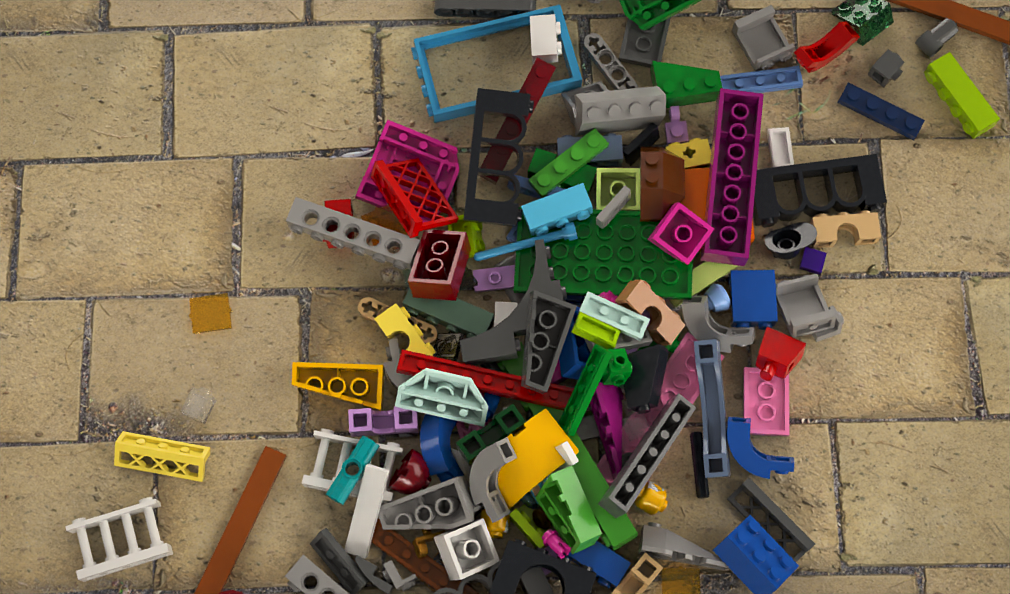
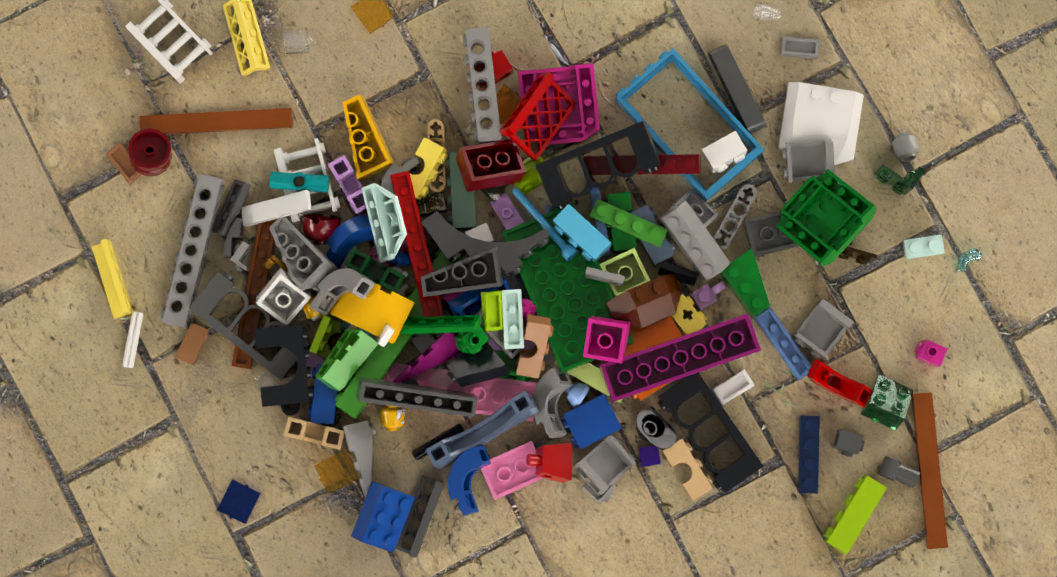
camera: 65 degrees right, 10 degrees up
(551, 539) = (317, 360): dark pink pin -> none

